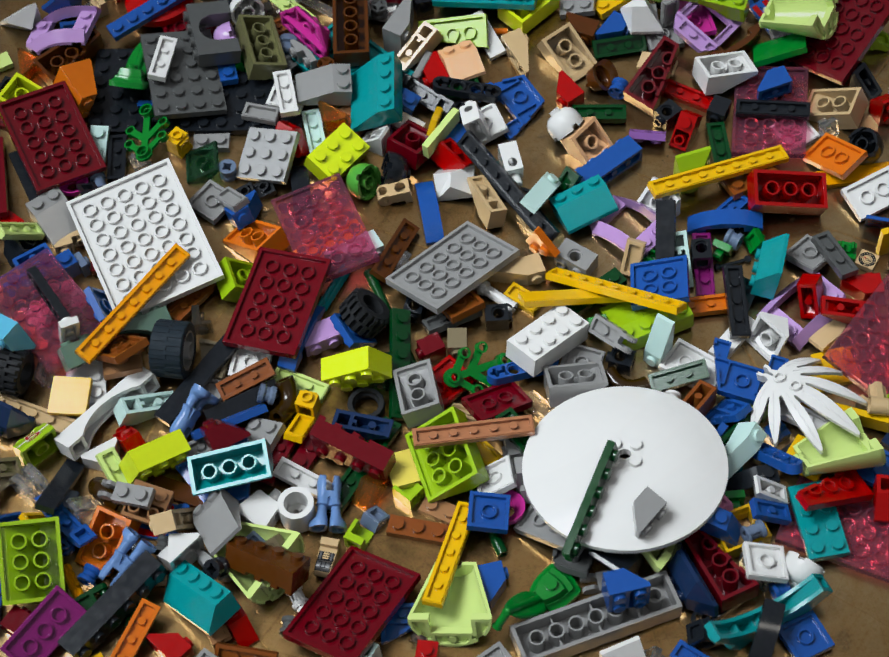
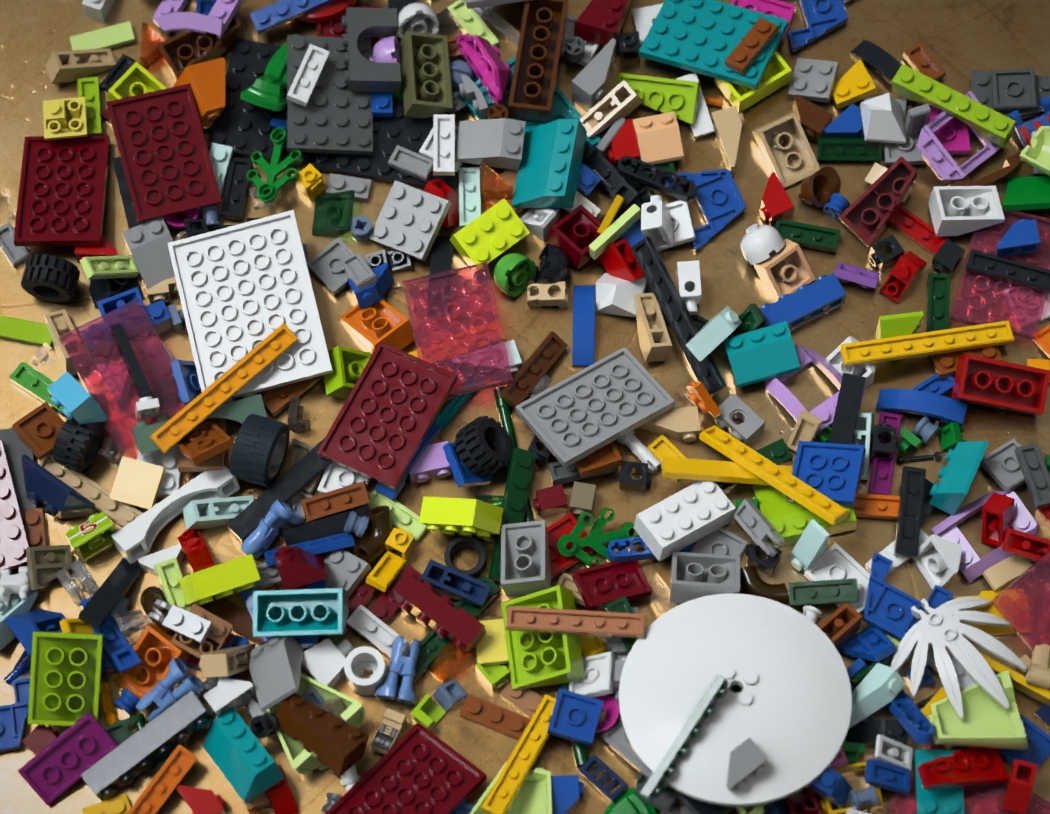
camera: 10 degrees right, 10 degrees up
(520, 567) = (623, 786): none -> dark blue slope

